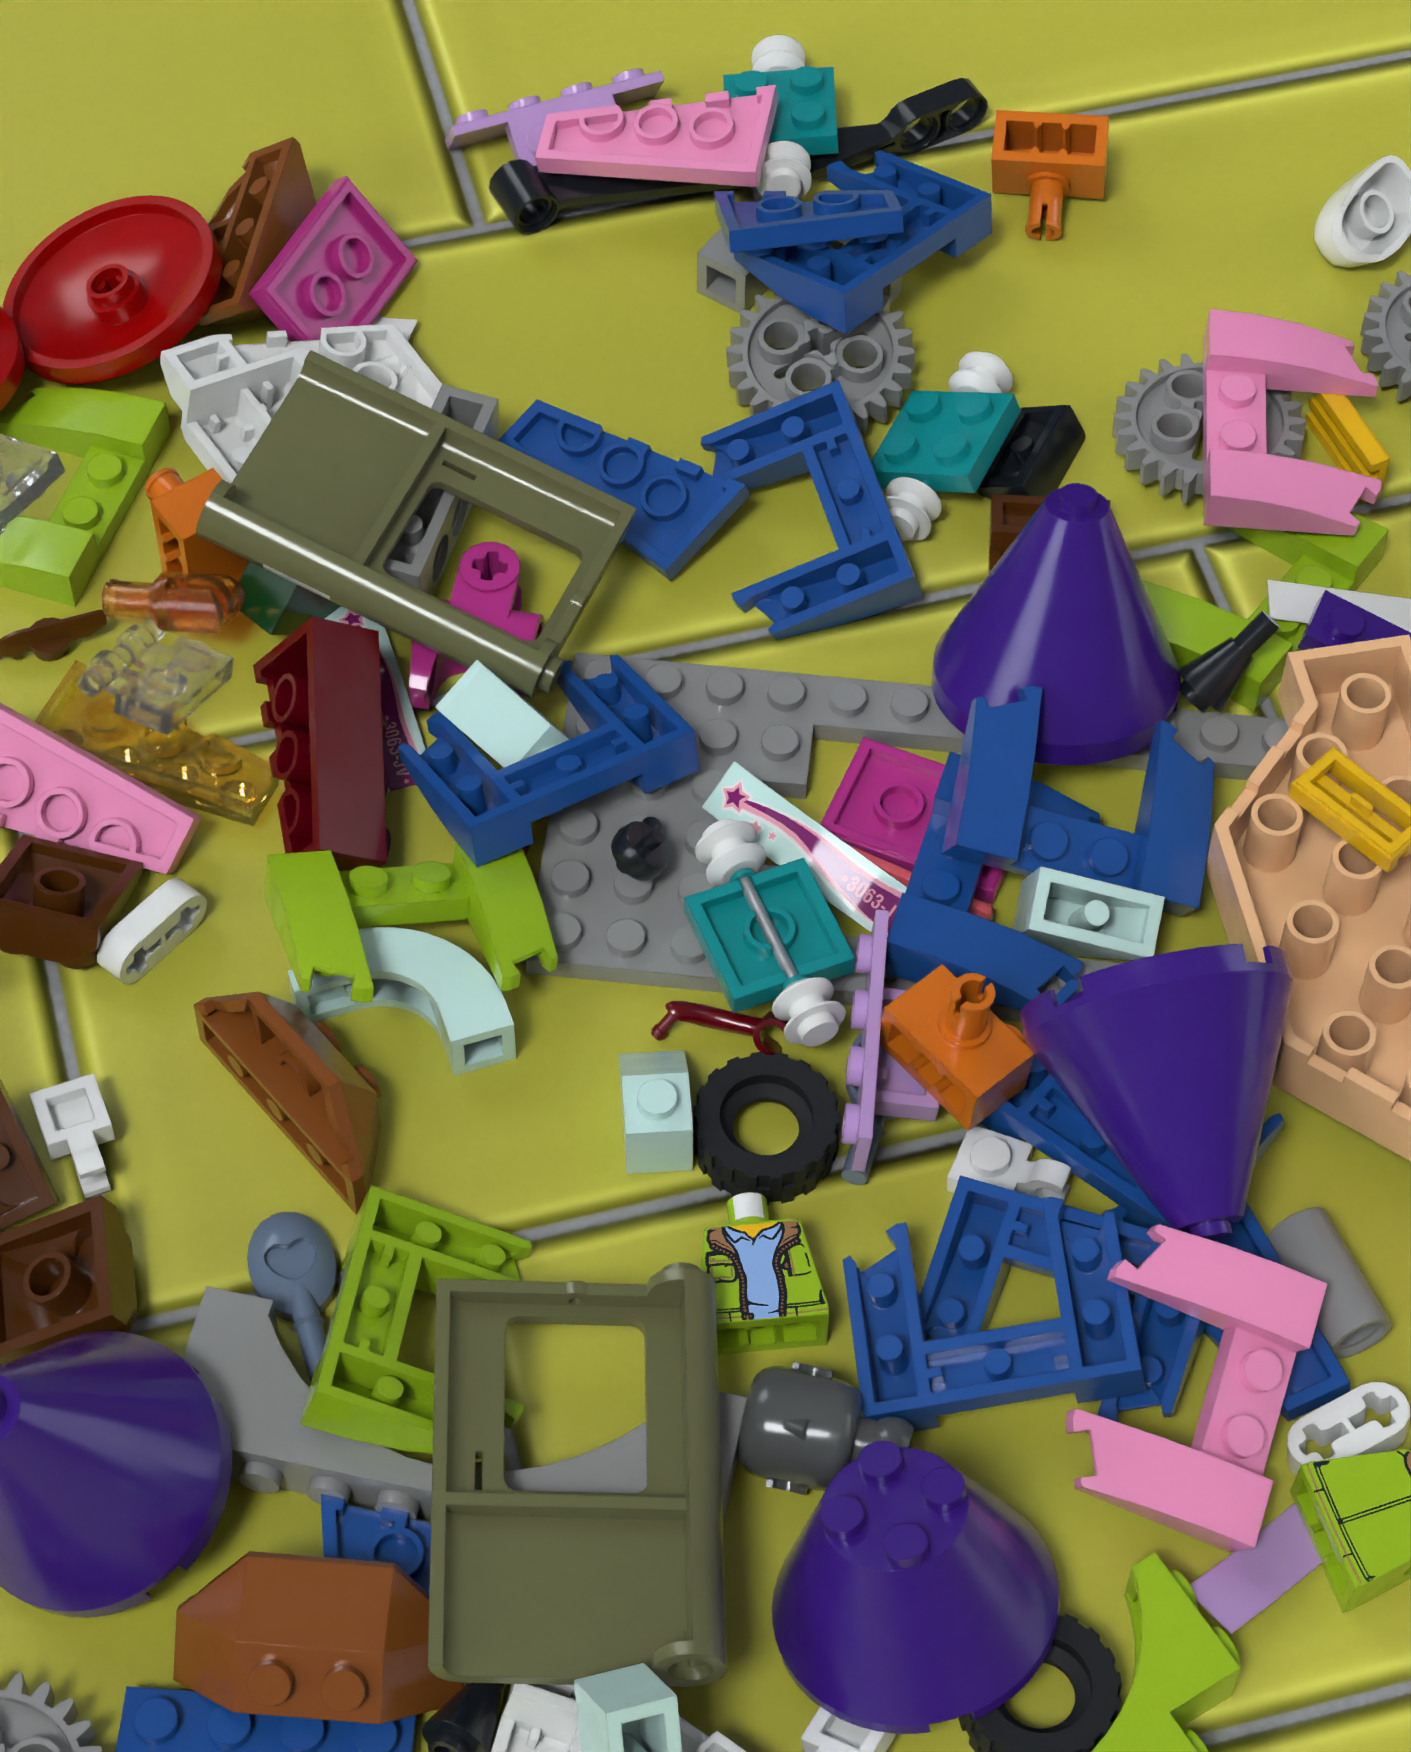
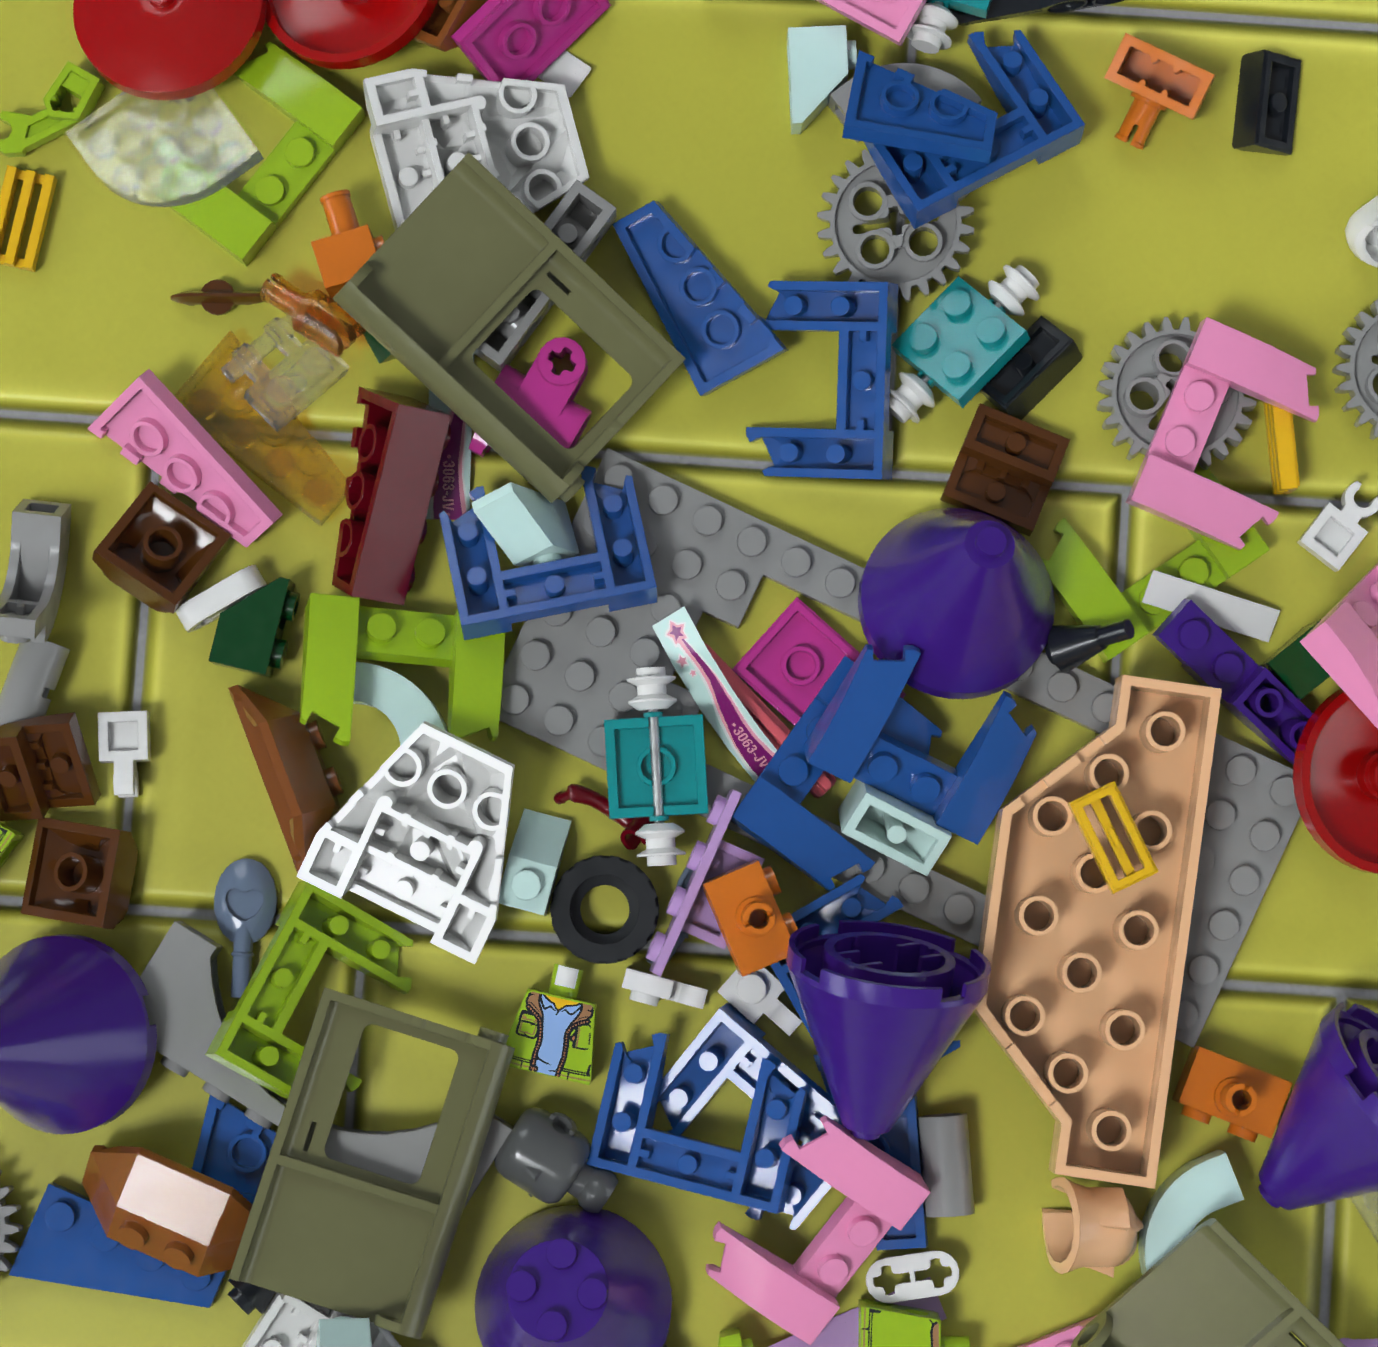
camera: 20 degrees right, 30 degrees up
(203, 948) = (252, 630): none -> dark green slope
(505, 1087) = (424, 839): none -> white wedge
(641, 849) = (589, 661): black piece -> none
(664, 248) = (816, 68): none -> light aqua slope
(869, 1189) = (650, 988): none -> white plate
(1172, 166) = (1266, 103): none -> black slope

